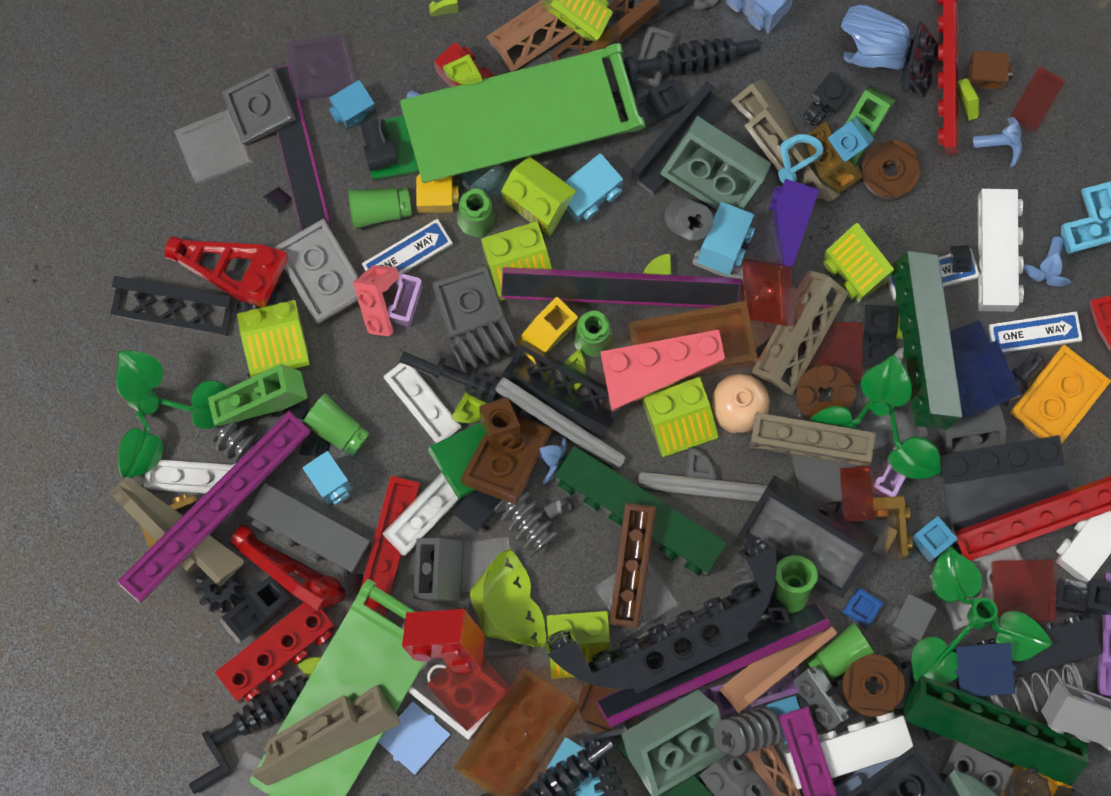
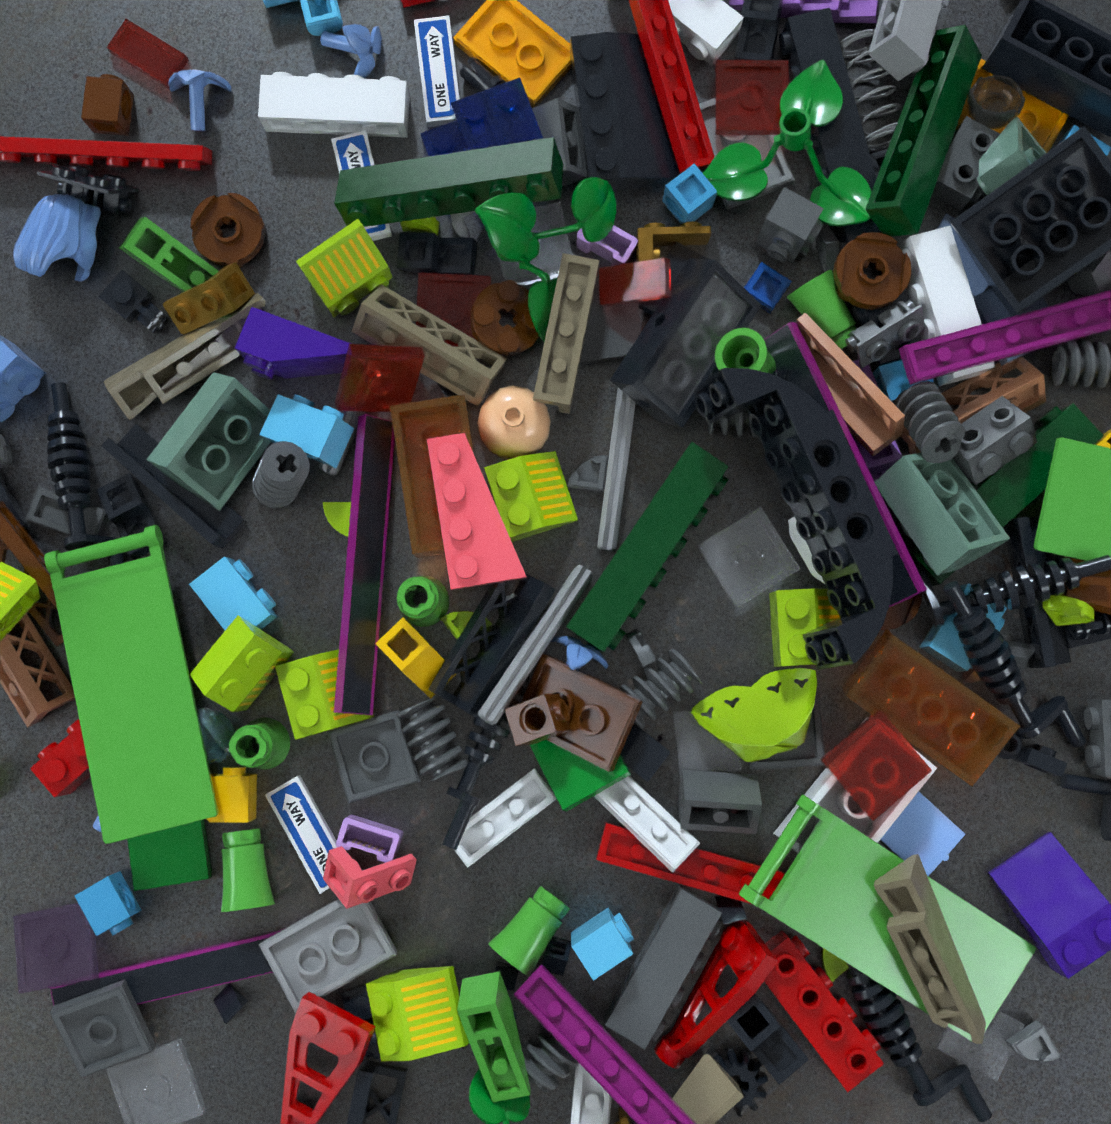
camera: 90 degrees left, 5 degrees up
(378, 149) = (170, 870): black piece -> none
(445, 636) = (824, 797): red brick -> none
(463, 71) = (69, 758): lime tile -> none
(467, 409) = (513, 758): lime tile -> none
(632, 565) = (719, 556): reddish brown brick -> none
(789, 172) = (226, 350): medium azure piece -> none
(850, 139) = (187, 269): dark azure brick -> none
(961, 259) = (344, 150): black piece -> none
(968, 99) = (144, 131): lime tile -> none
(985, 669) = (853, 138): dark blue piece -> none

